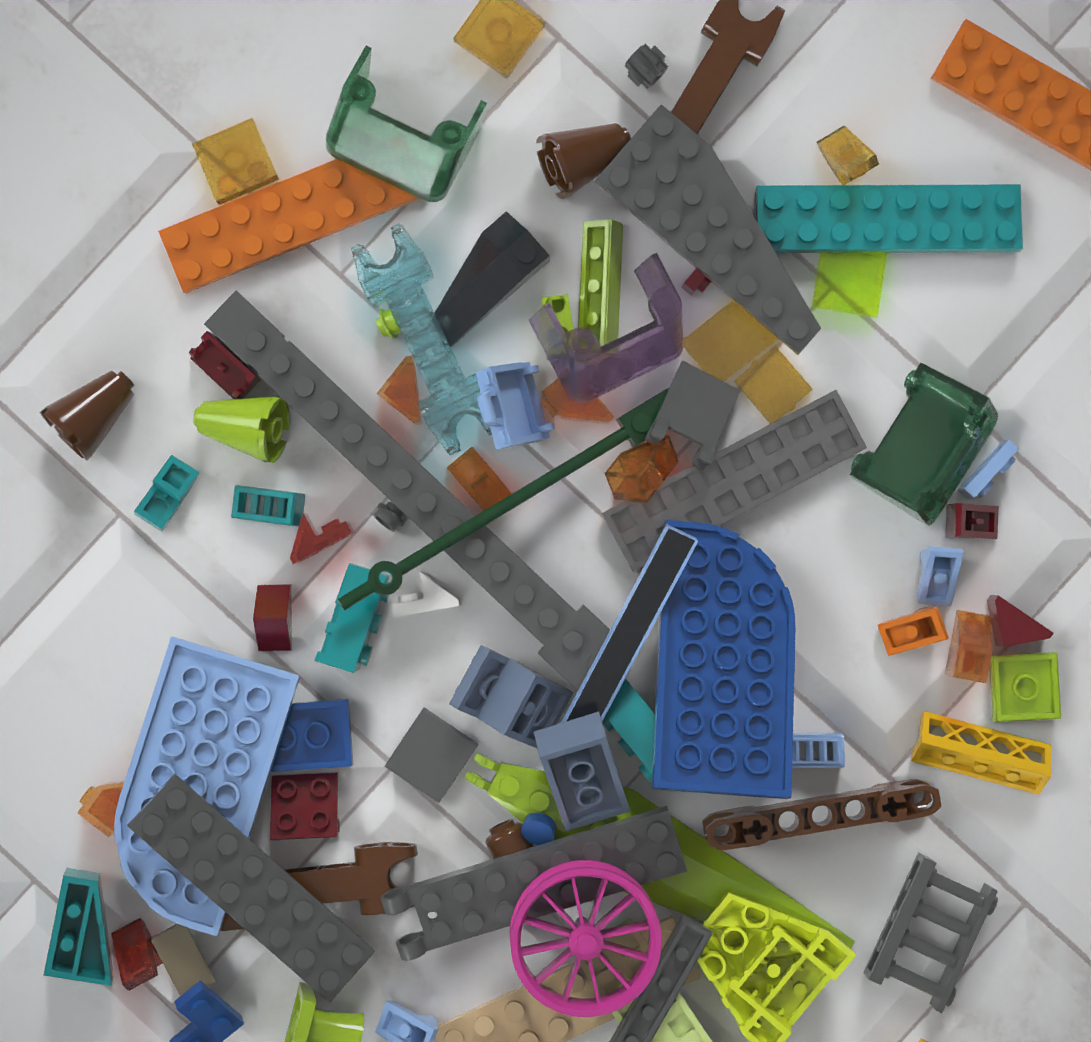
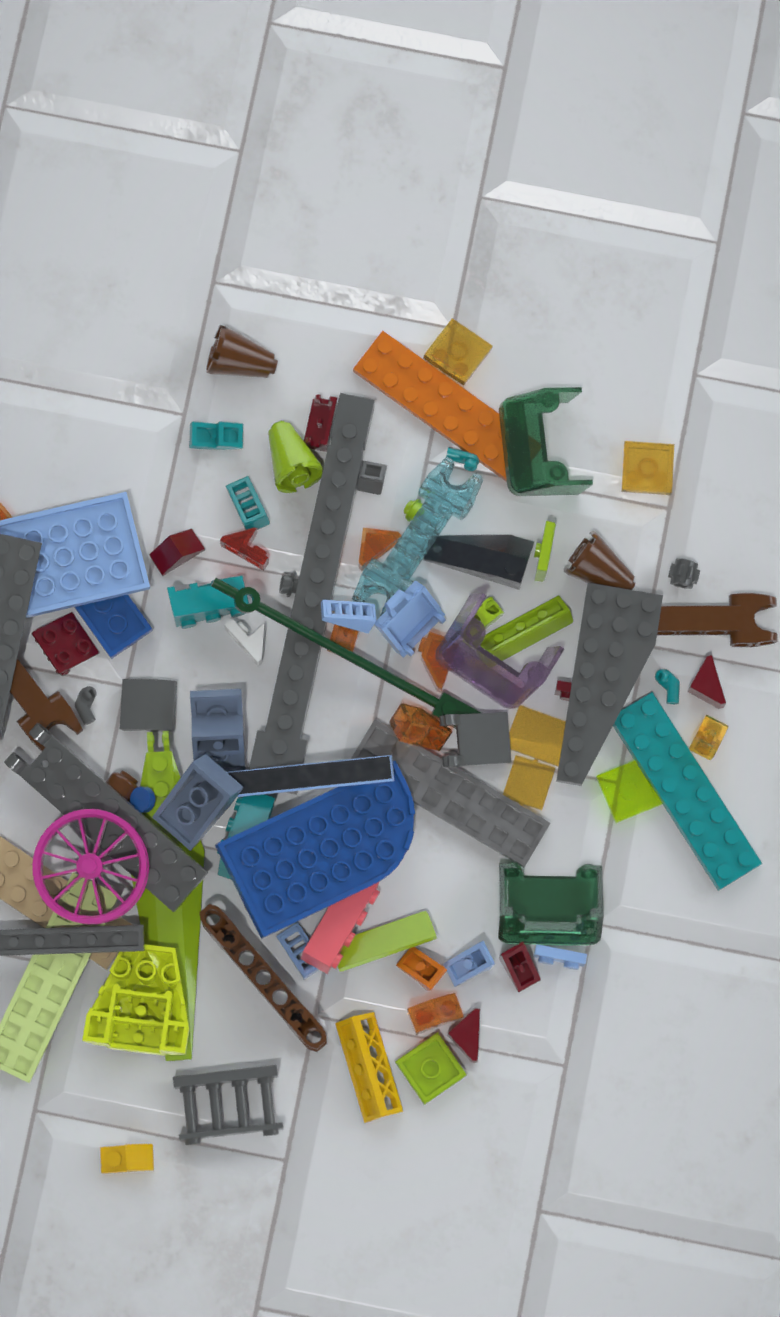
camera: 60 degrees right, 10 degrees down
(321, 347) = (371, 477): none -> dark grey slope
(368, 225) = (468, 459): none -> teal arm
(385, 824) = (84, 703): none -> dark grey arm
(475, 452) = (349, 614): none -> light blue slope
(527, 205) = (543, 551): none -> lime plate
(760, 159) = (670, 684): none -> teal arm
(785, 118) = (707, 685): none -> dark red slope
(819, 704) = (336, 929): none -> coral brick
(855, 654) = (387, 940): none -> lime slope

